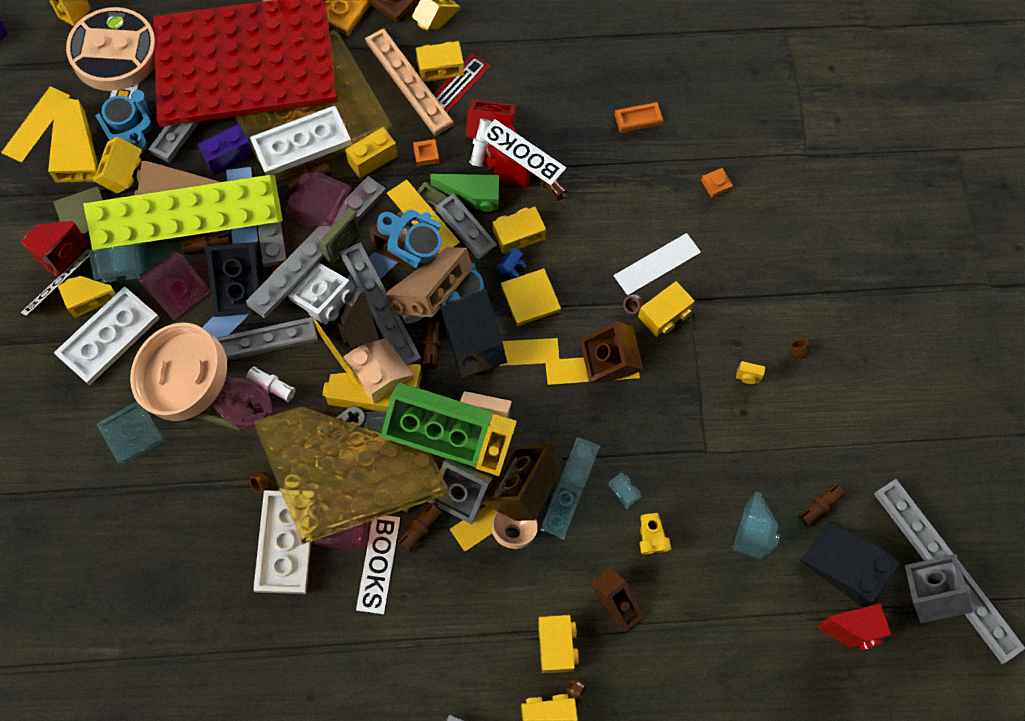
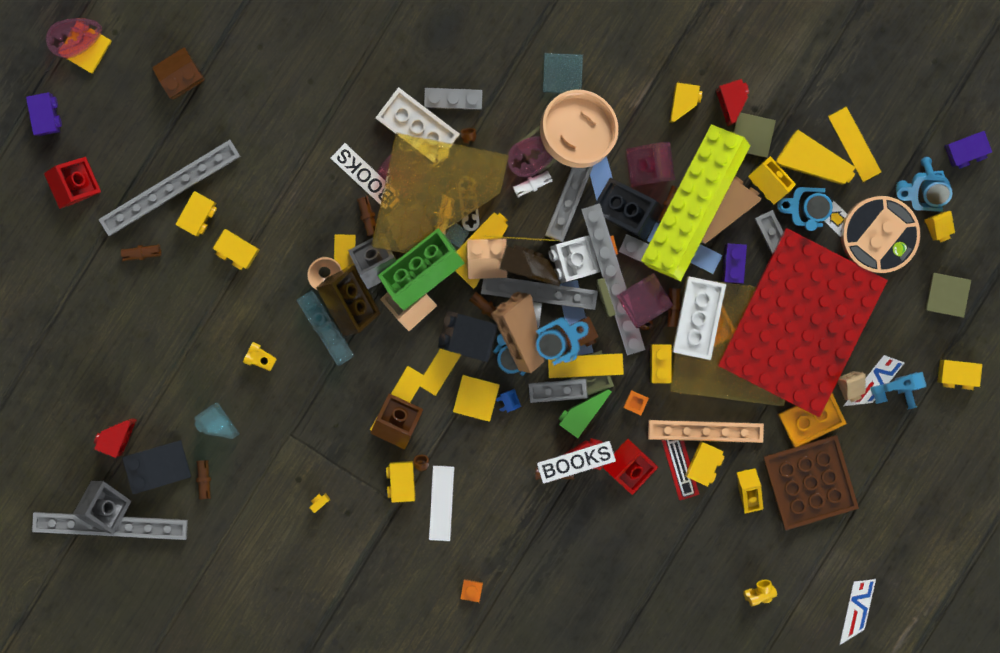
camera: 130 degrees right, 20 degrees up
(35, 29) = (935, 188): none -> dark azure piece
(52, 286) = (707, 87): white sticker -> none
(106, 335) = (643, 98): white plate -> none
(119, 261) = (689, 136): clear light blue slope -> none
(230, 526) = (453, 98): none -> light grey plate
(479, 149) = (618, 451): white pin -> none
(495, 444) = (381, 298): yellow brick -> none
(519, 230) = (529, 424): yellow brick -> none
(577, 690) = (201, 243): reddish brown hinge -> none
(617, 599) = (236, 306): reddish brown slope -> none
(624, 490) = (297, 362): clear light blue piece -> none
(638, 117) = (561, 575): orange tile -> none
(800, 348) = (313, 550): reddish brown hinge -> none

